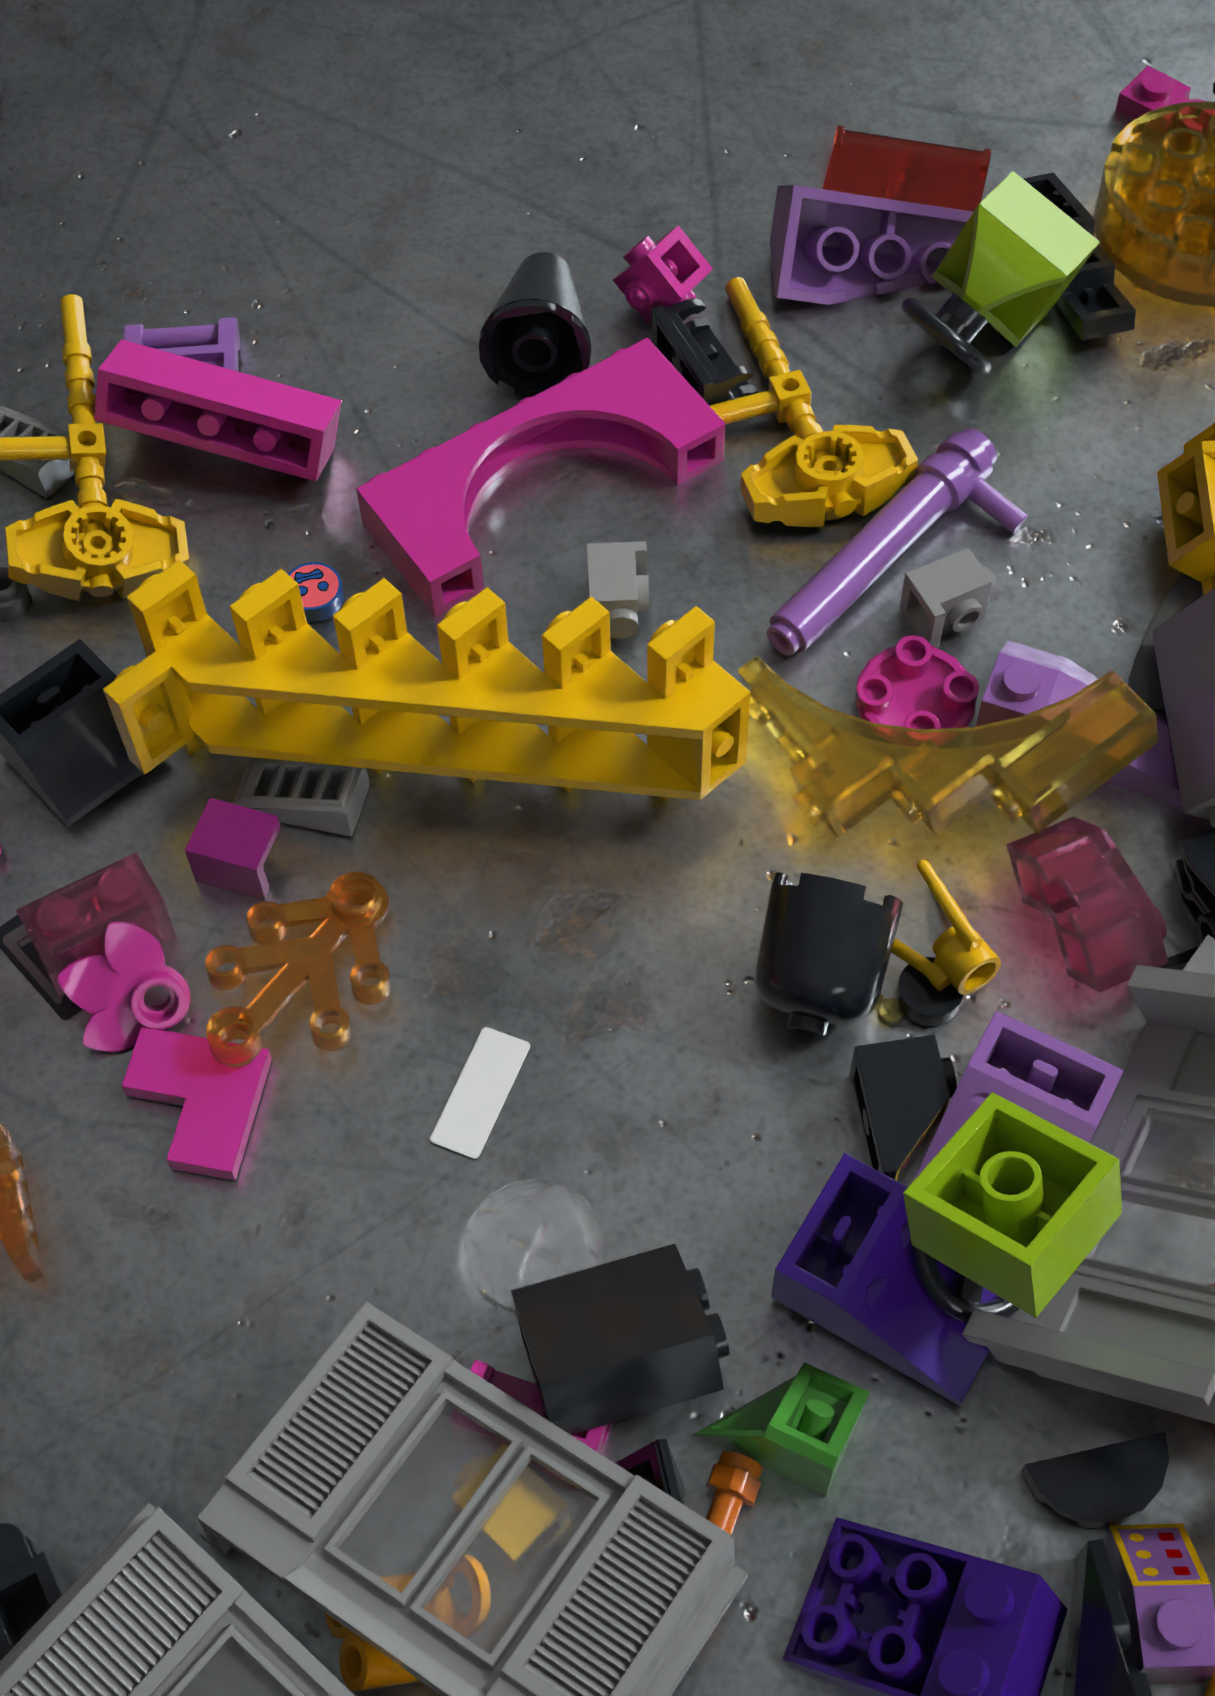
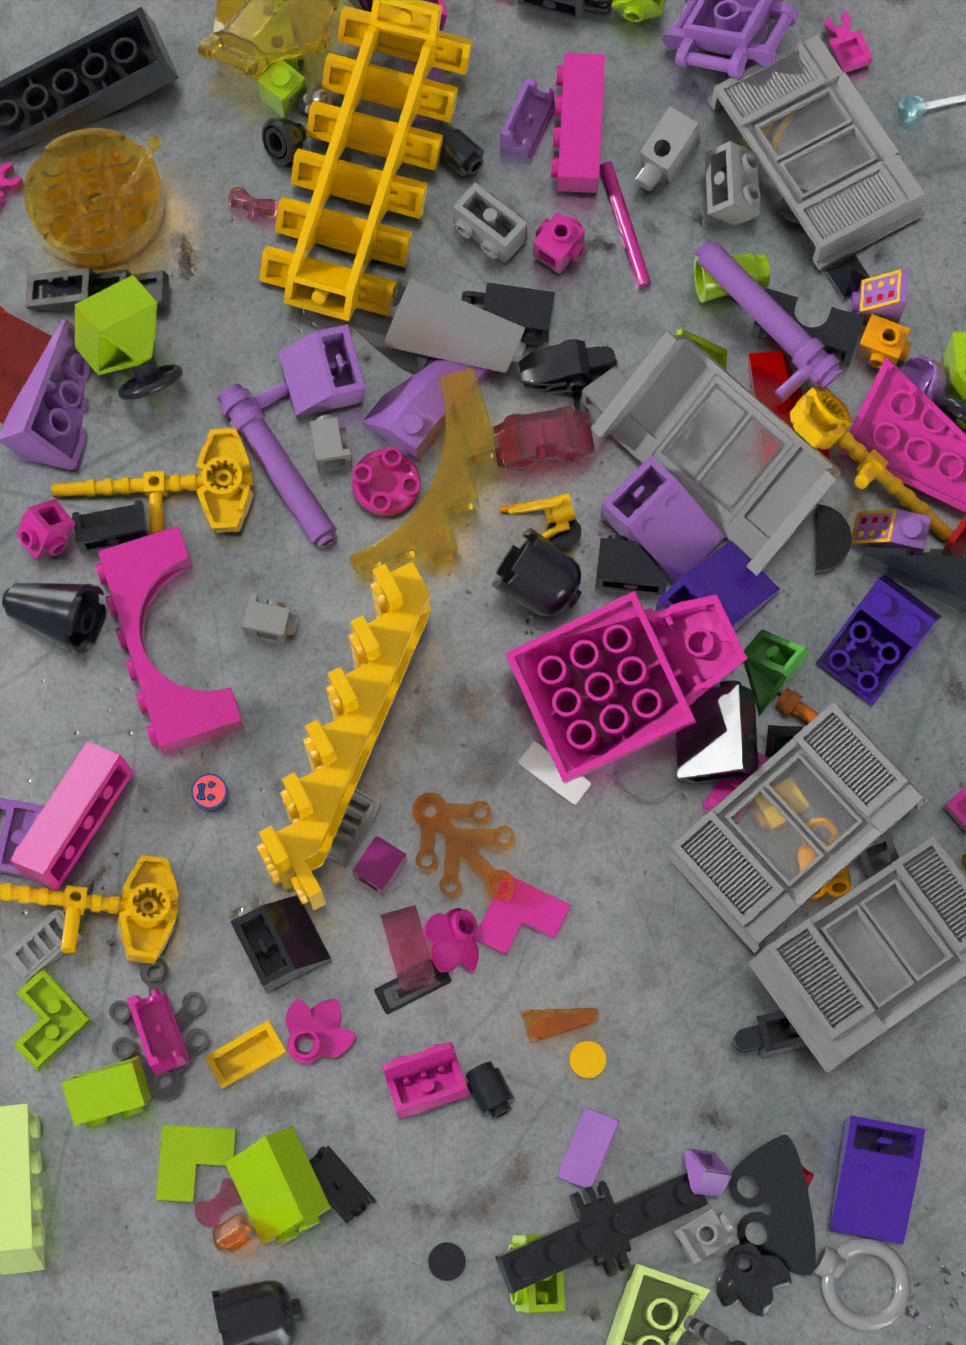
camera: 75 degrees left, 15 degrees up
(670, 1129) = (623, 677): none -> dark pink wedge
(1009, 1210) = (723, 531): lime piece -> none
(1068, 556) = (323, 371): none -> medium lavender slope

